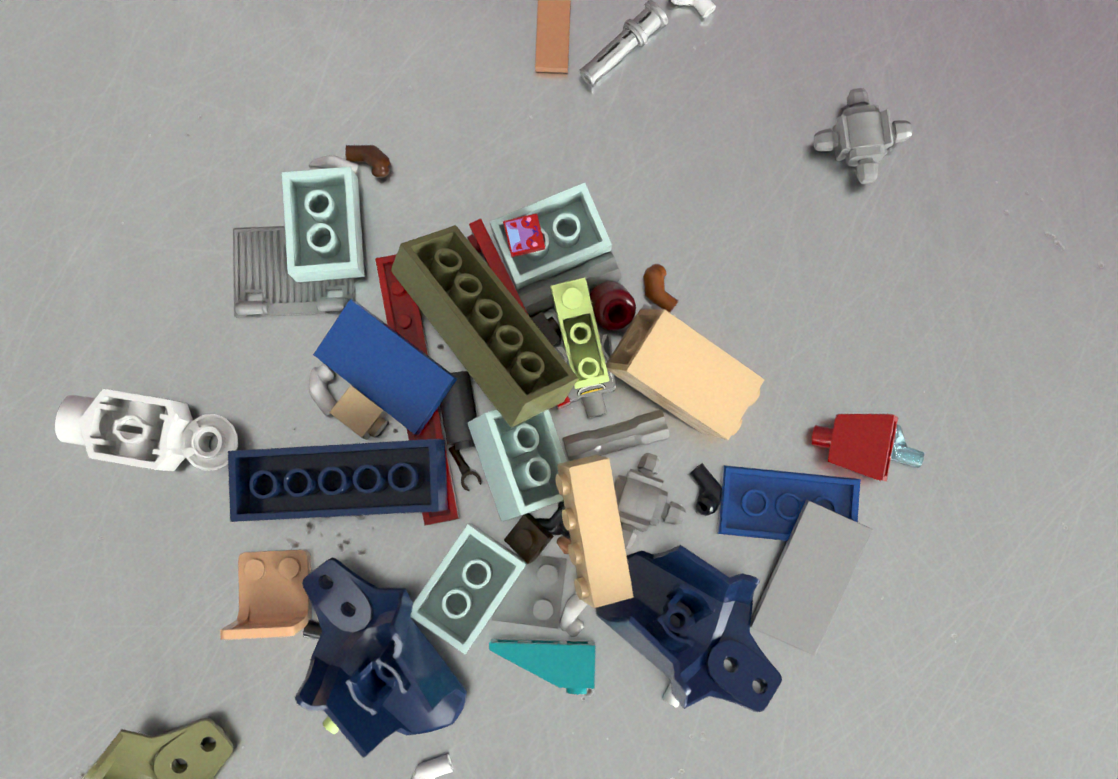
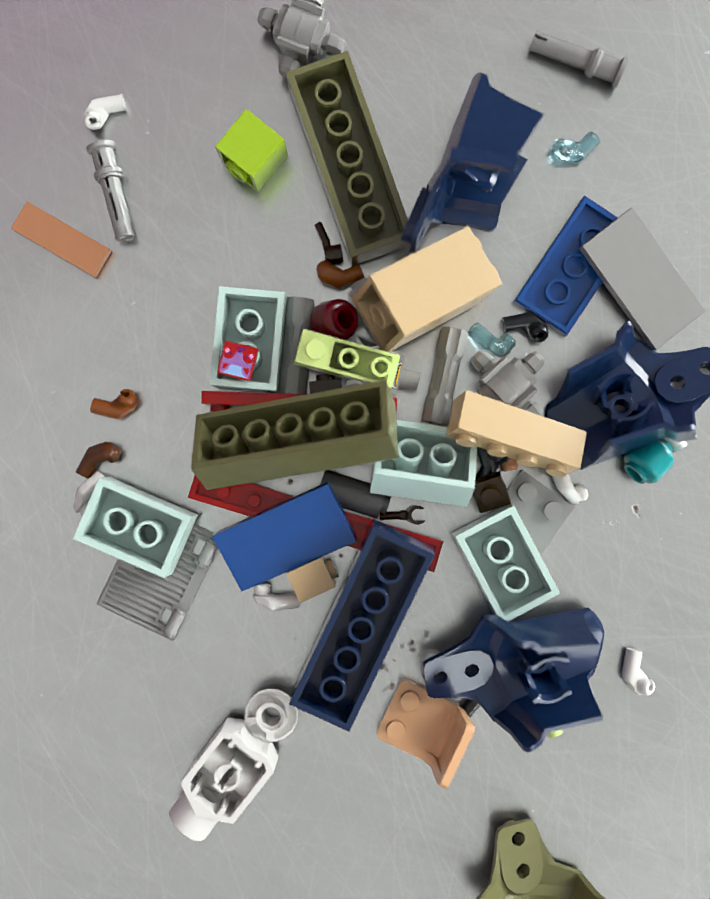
camera: 60 degrees left, 5 degrees up
(425, 152) = (118, 407): none -> dark orange arm
(559, 662) = (602, 520): teal slope -> none
(639, 678) = (649, 462): none -> teal head
(671, 464) = (490, 342): none -> clear light blue arm
(675, 272) = (332, 252): none -> dark brown hand
(727, 148) = (251, 150): none -> lime head
(769, 240) = (349, 157): none -> olive brick
(823, 360) = (476, 165): none -> dark blue piece
(860, 442) = (557, 179): red torso -> none
(990, 420) = (592, 62): none -> light grey pin

